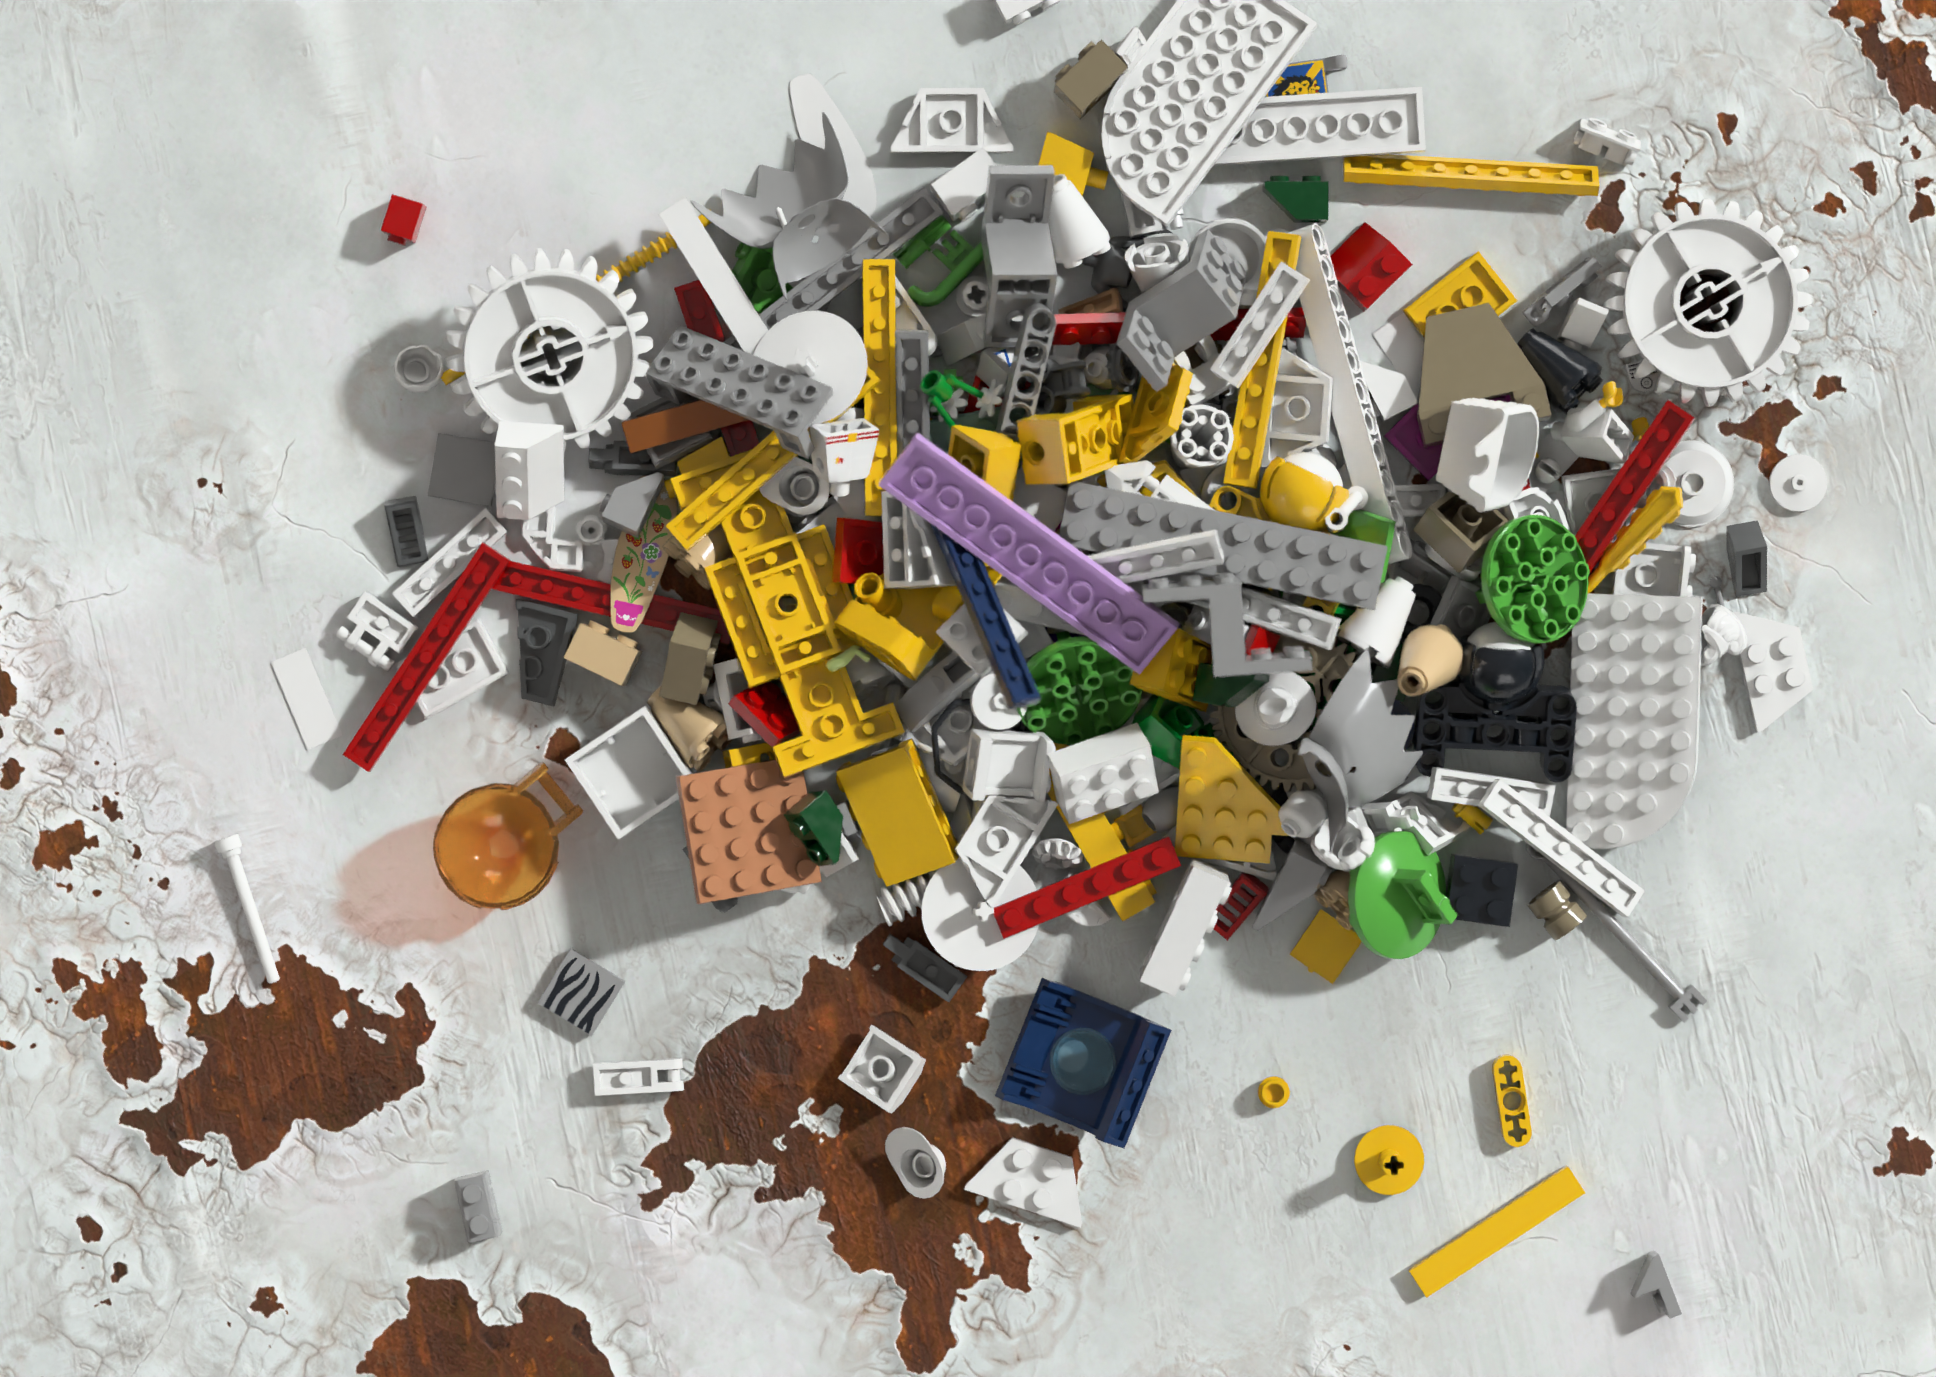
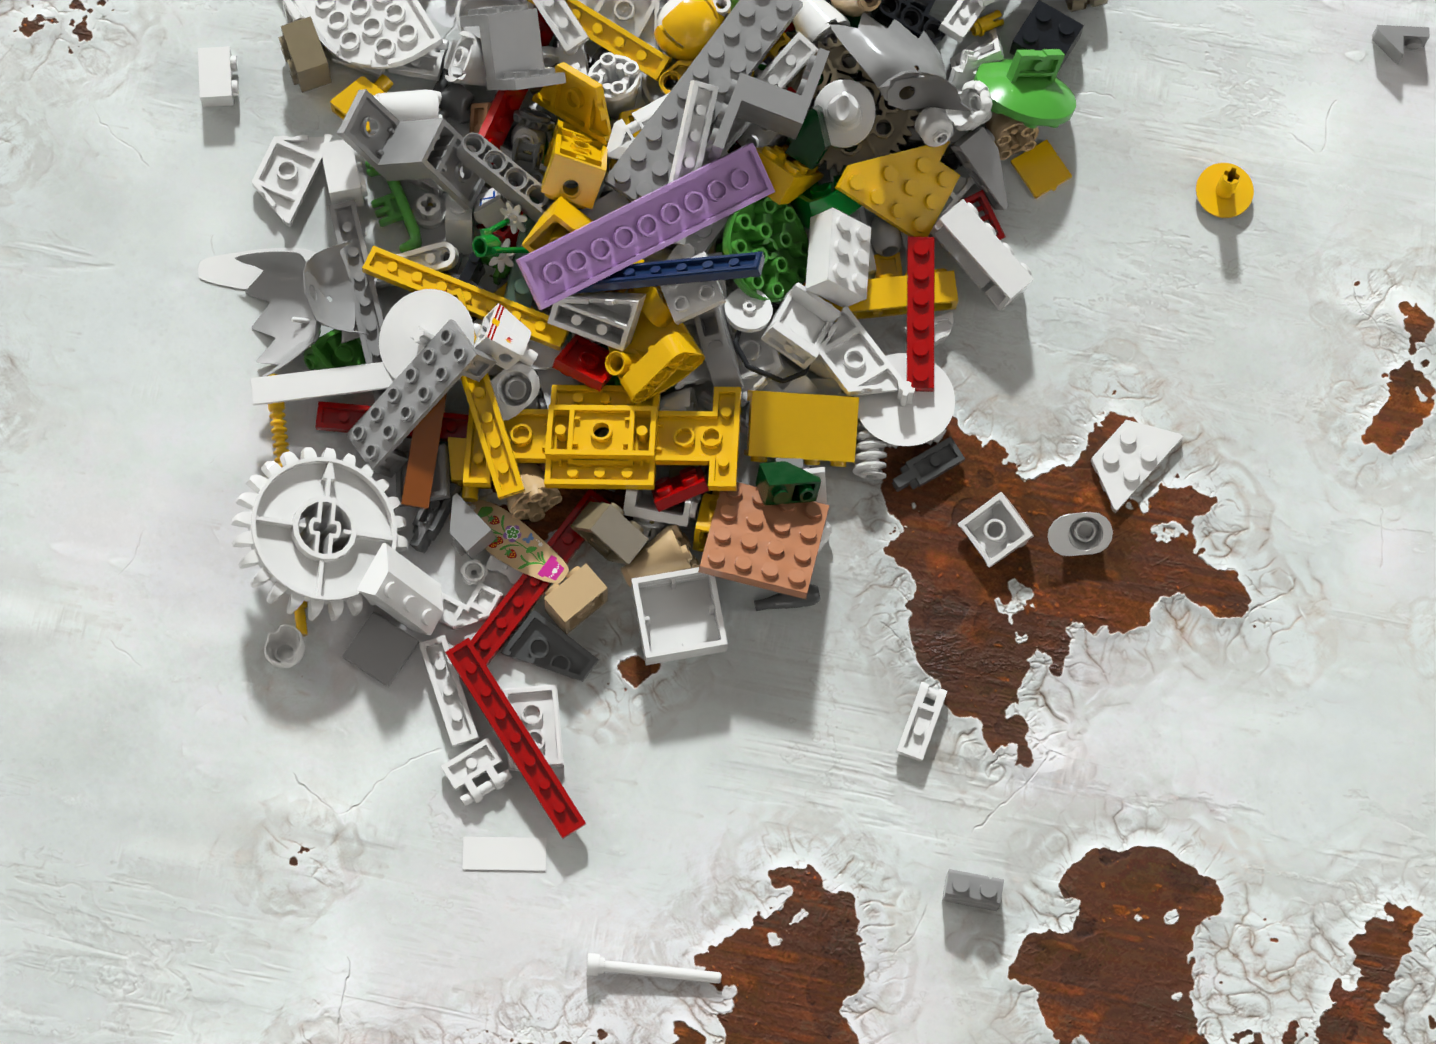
camera: 70 degrees left, 15 degrees down
(399, 504) = (405, 724): dark grey slope -> none
(403, 220) = (162, 609): red brick -> none
(501, 842) = (689, 737): clear orange windscreen -> none
(581, 992) = (835, 737): light grey tile -> none
(845, 657) = (664, 409): yellowish green piece -> none
(911, 401) = (483, 274): light grey tile -> none
(922, 242) = (368, 228): bright green axle -> none
(1057, 854) = (886, 319): white gear -> none
(1083, 1062) = (1056, 375): dark blue panel -> none
(1273, 1092) = (1137, 252): yellow plate -> none
(1496, 1231) = (1311, 138): yellow tile -> none
(1507, 1125) = (1225, 79): yellow beam -> none

